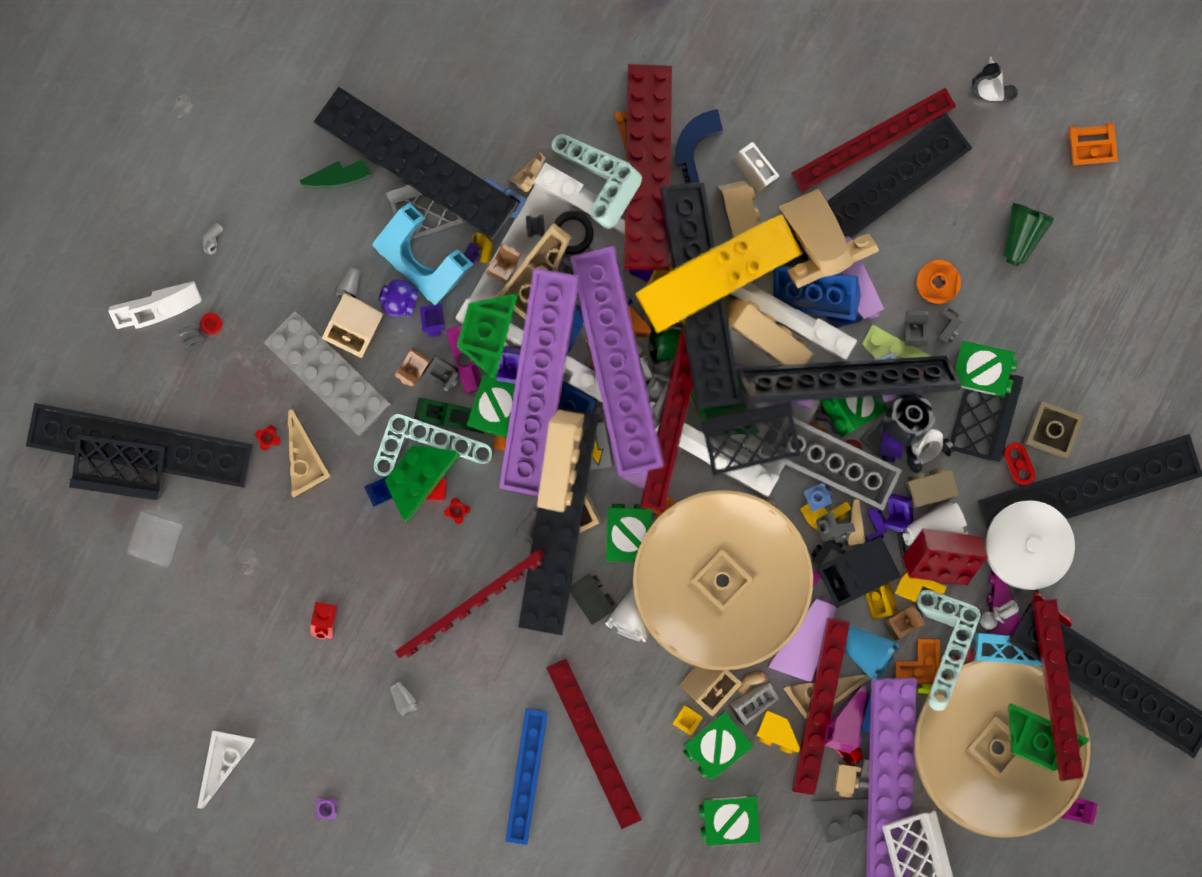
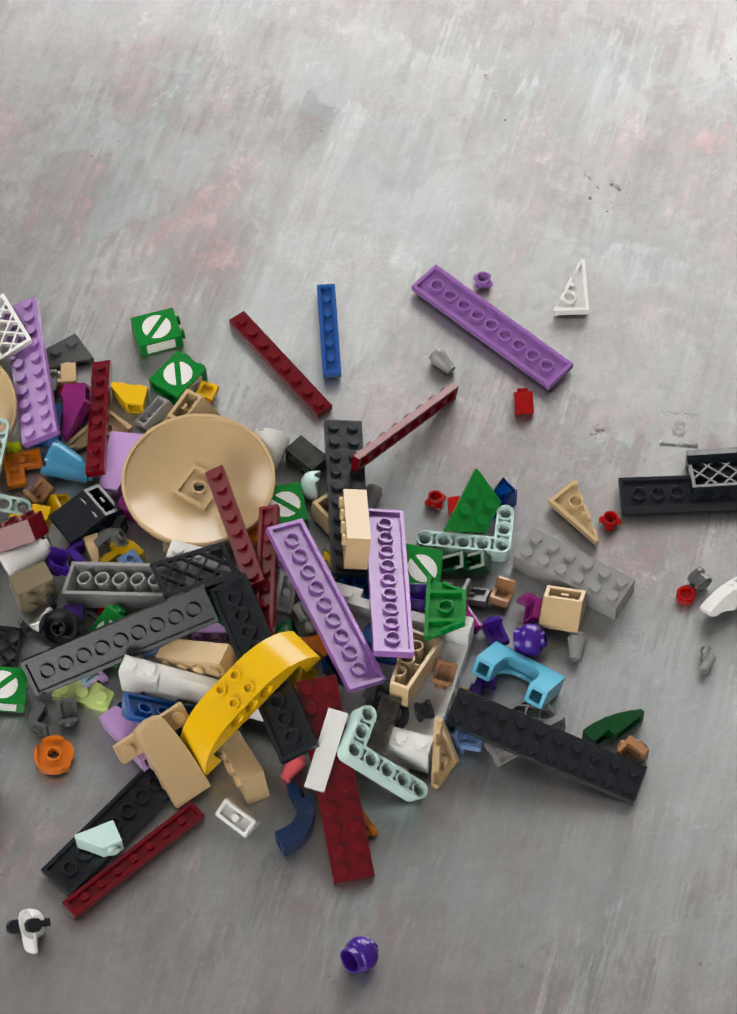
camera: 170 degrees right, 30 degrees down
(318, 146) = (635, 748): none -> medium nougat bracket
(333, 736) = (492, 327): none -> medium lavender plate
(384, 339) = (532, 607): none -> magenta bracket
(579, 210) = (384, 725): none -> clear smoke plate
(595, 557) = (311, 484): none -> light aqua hair
(648, 191) = (325, 754): none -> white tile
(695, 492) = (235, 526): none -> dark red plate
(904, 159) = (100, 840): none -> light aqua slope

